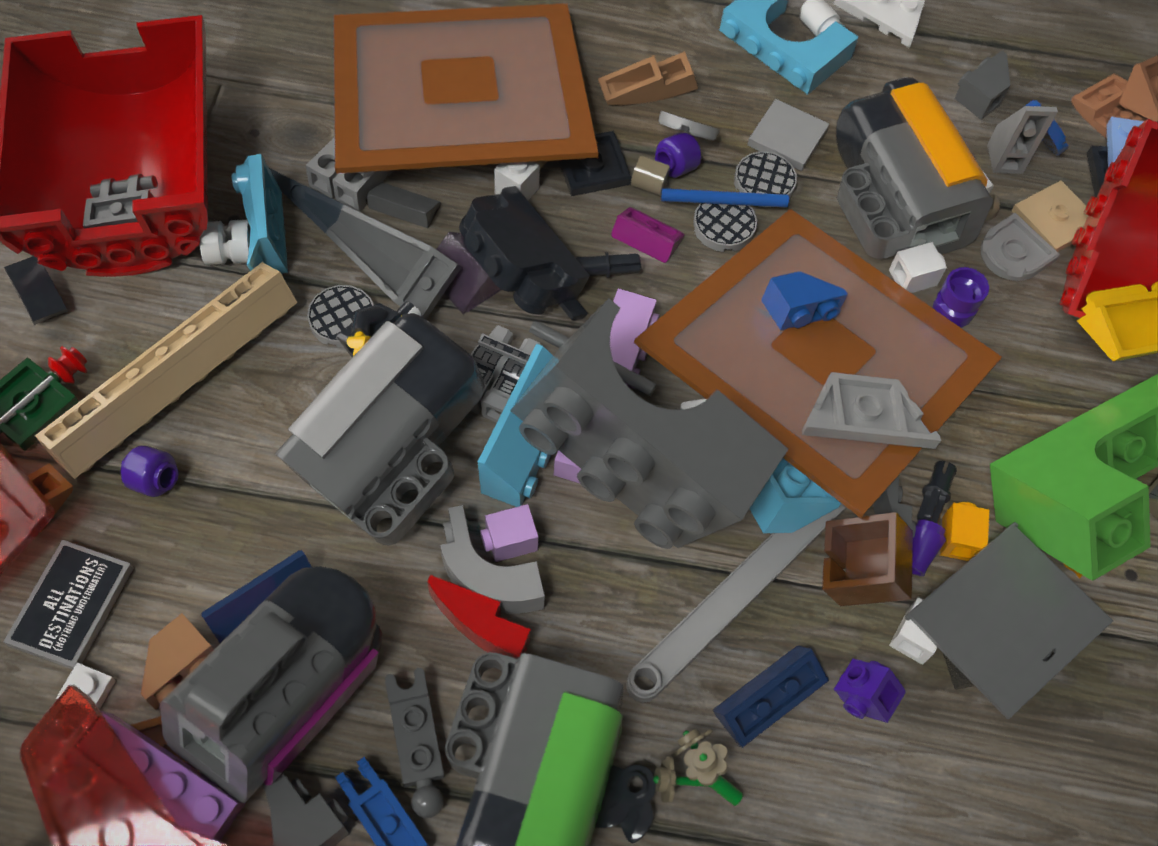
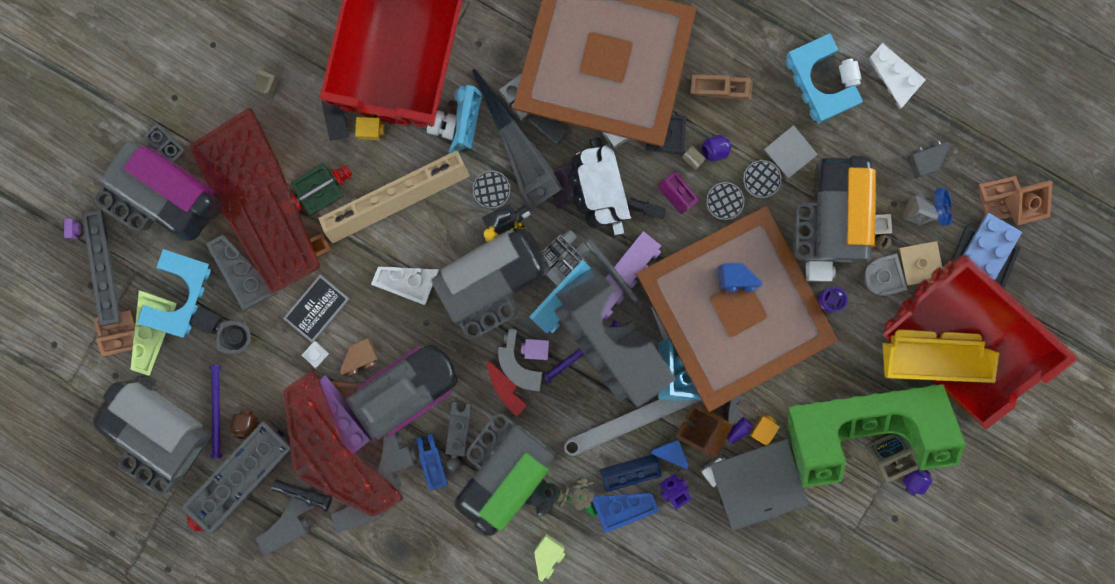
camera: 20 degrees right, 25 degrees up
(100, 285) = (369, 128): none -> yellow brick
(114, 200) = (391, 86): dark grey plate -> none
(149, 471) = (369, 252): dark purple head -> none
(232, 503) = (406, 282): none -> white wing
(236, 607) = (406, 340): dark blue slope -> none
(550, 575) = (568, 361): none -> dark purple bar
(688, 125) = (730, 131): light grey tile -> none
(723, 197) = (729, 187): blue bar -> none
(788, 766) = (623, 509): none -> blue wing
(830, 627) = (671, 452): none -> blue slope
(868, 412) = (739, 356): light grey wing -> none
(937, 492) = (760, 405): black axle -> none

